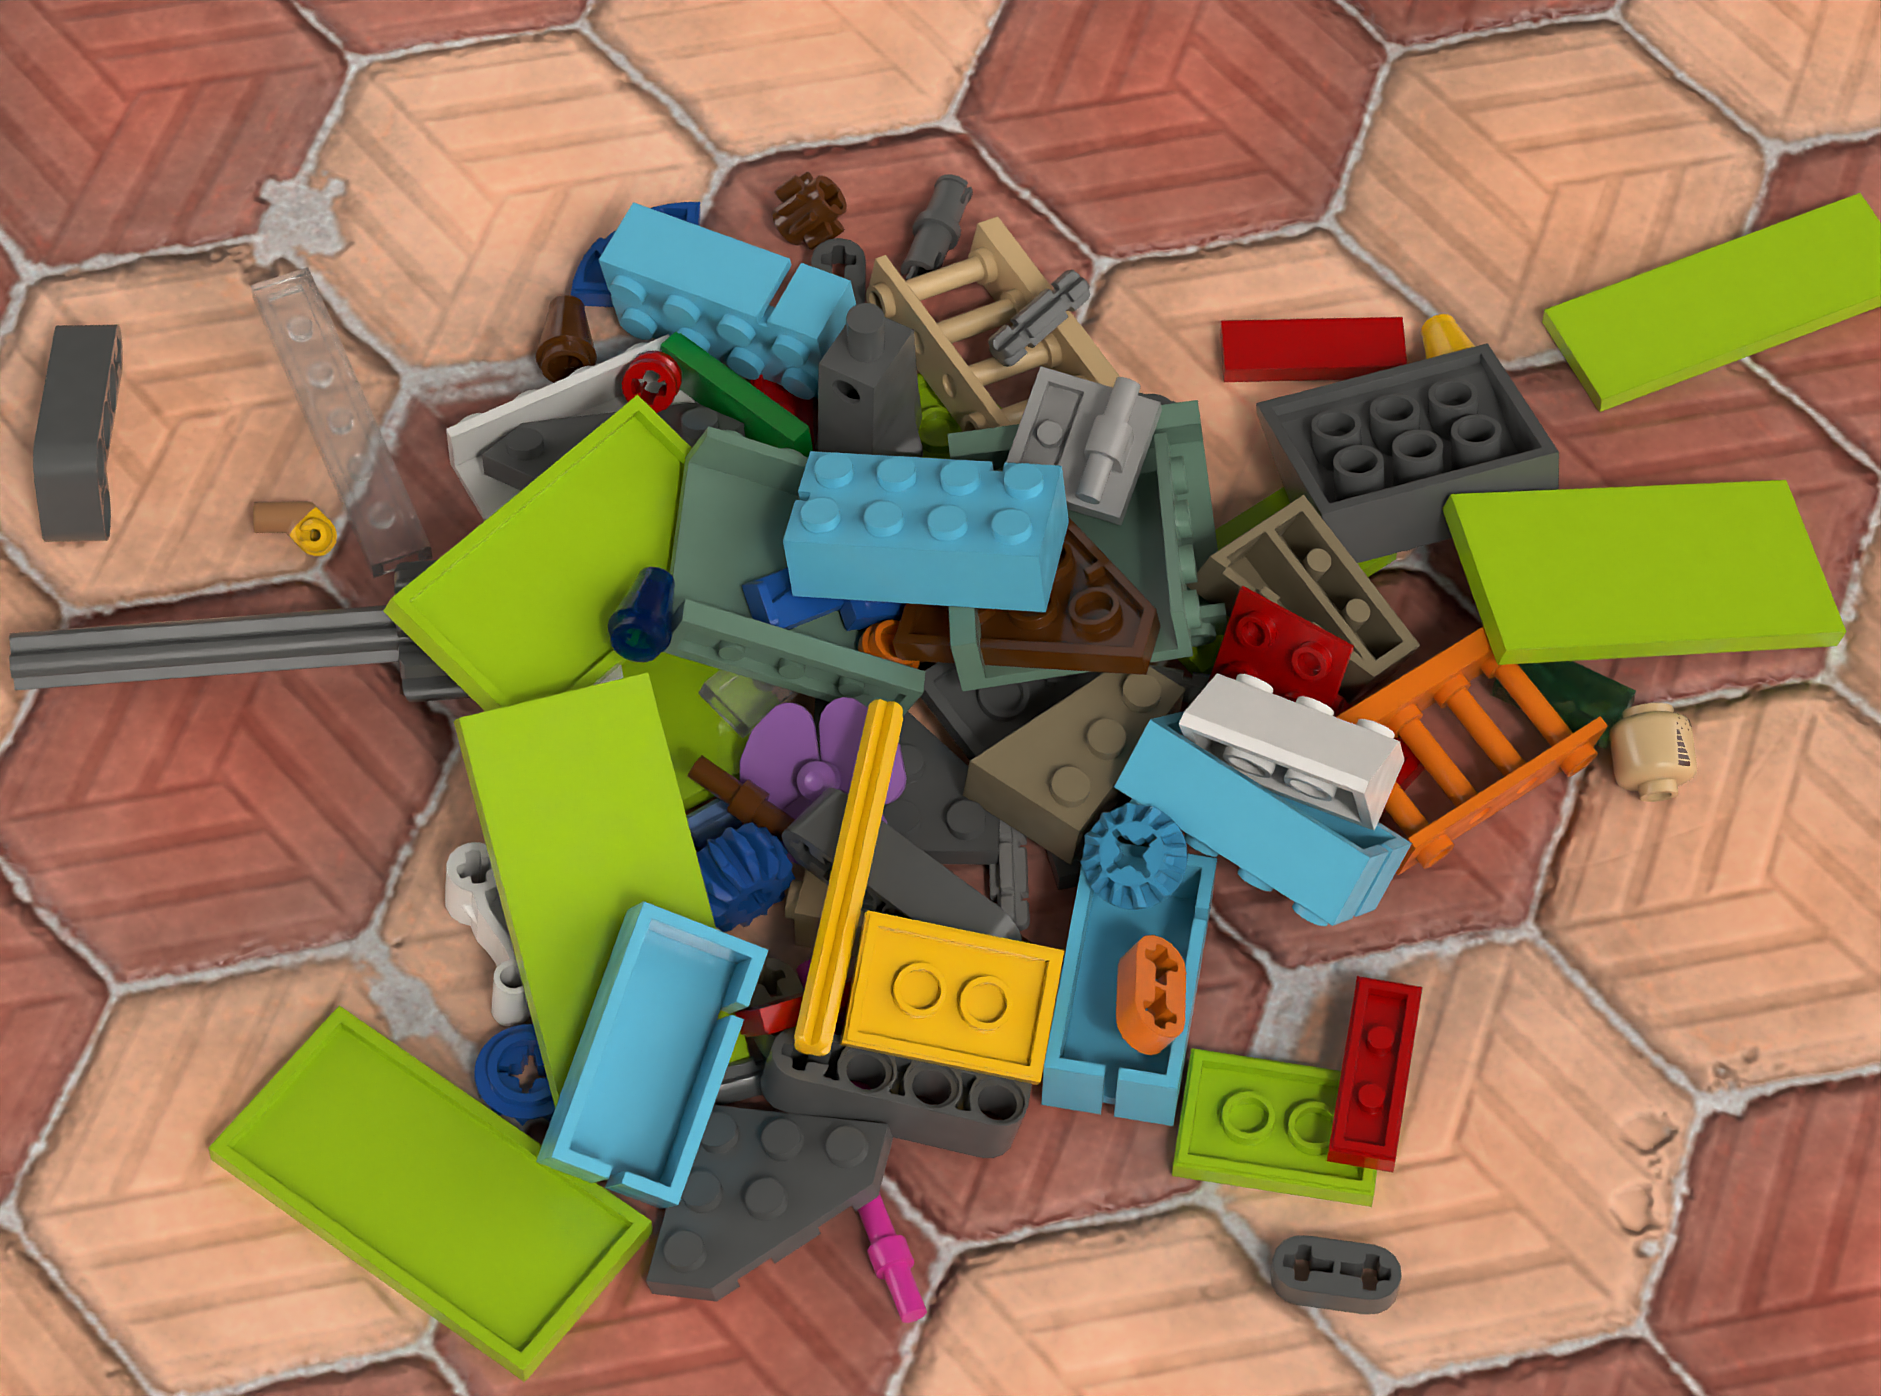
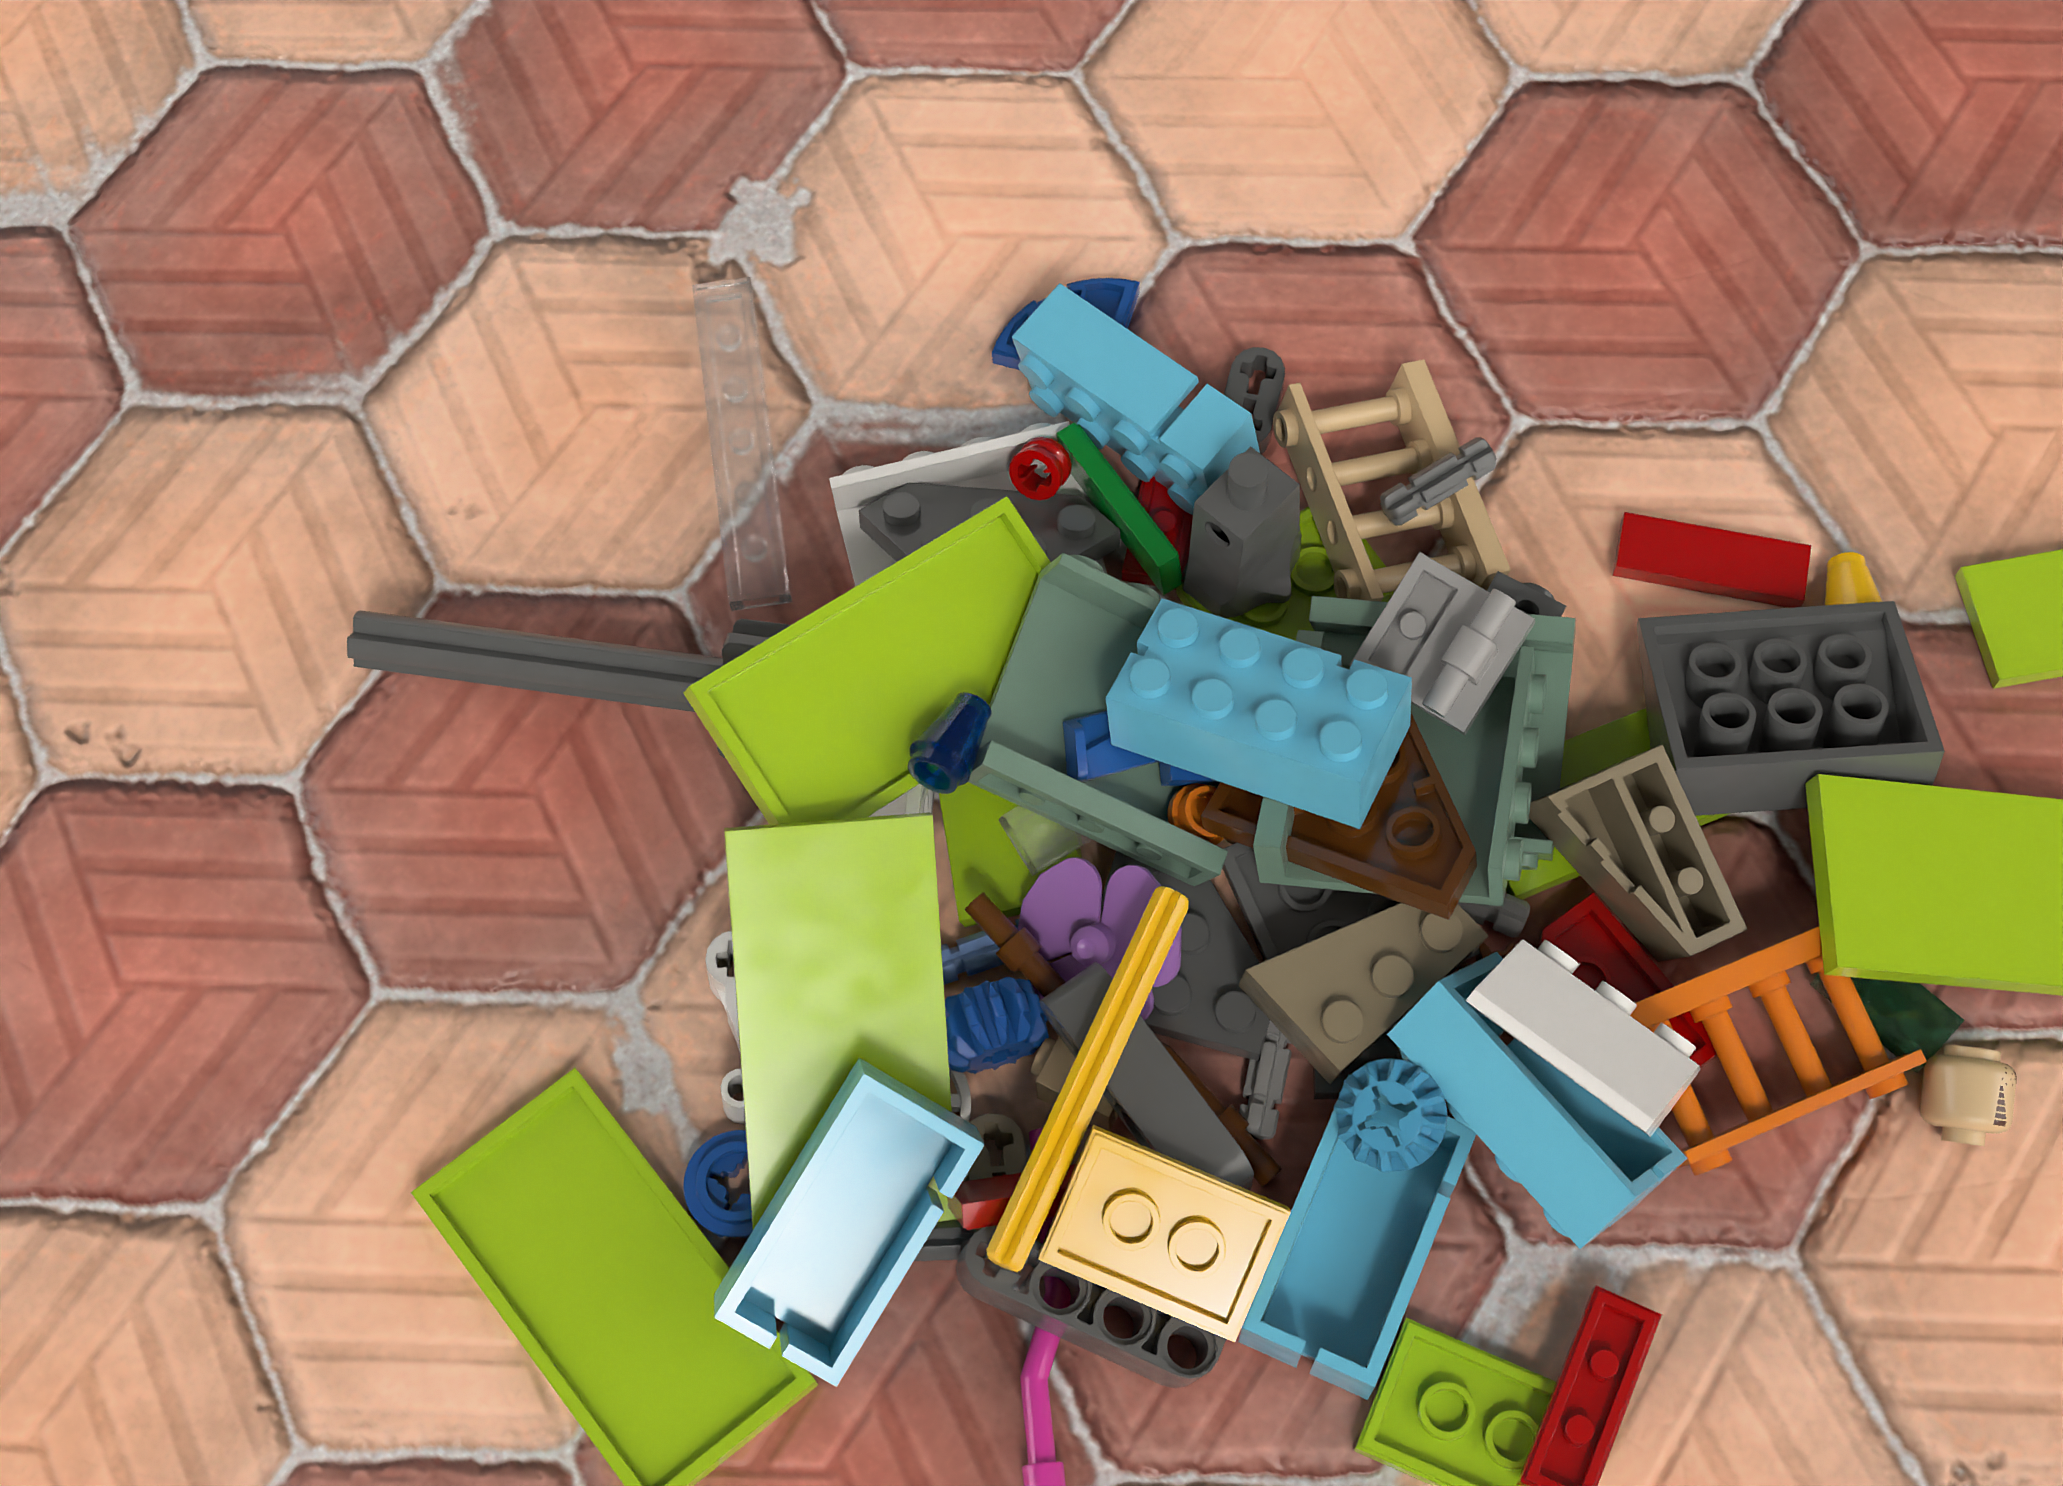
camera: 20 degrees right, 10 degrees up
(77, 432) = (483, 403): dark grey beam -> none
(300, 521) = (675, 537): arm -> none
(565, 339) = (973, 403): reddish brown cone -> none
(762, 1194) = (932, 1381): dark grey plate -> none
(809, 210) = (1241, 313): reddish brown gear -> none
(937, 227) = (1363, 355): dark grey pin -> none
(1164, 999) = (1377, 1277): orange beam -> none
(1282, 651) = (1595, 922): red hinge -> none

